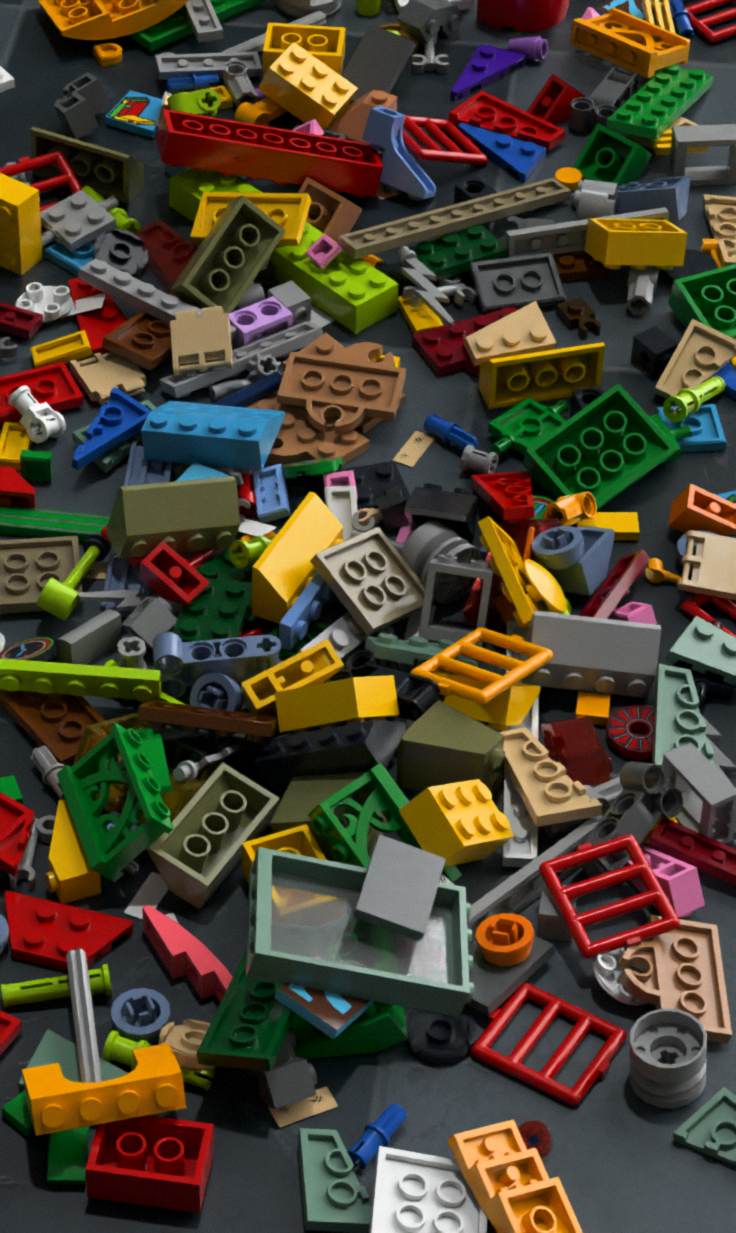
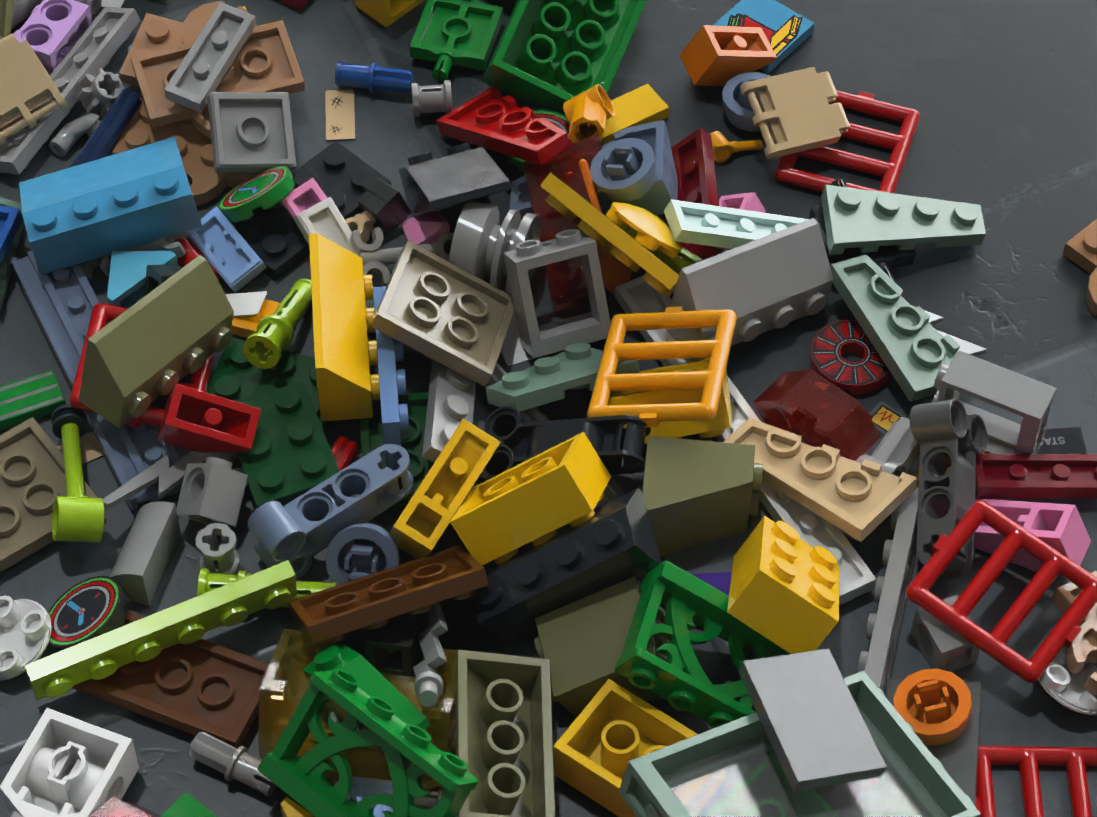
camera: 30 degrees left, 10 degrees up
(336, 428) = (251, 131): none -> light grey tile
(338, 370) = (210, 57): none -> light grey plate
(590, 602) = (722, 225): none -> light aqua plate
(594, 706) = (781, 351): light orange tile -> none

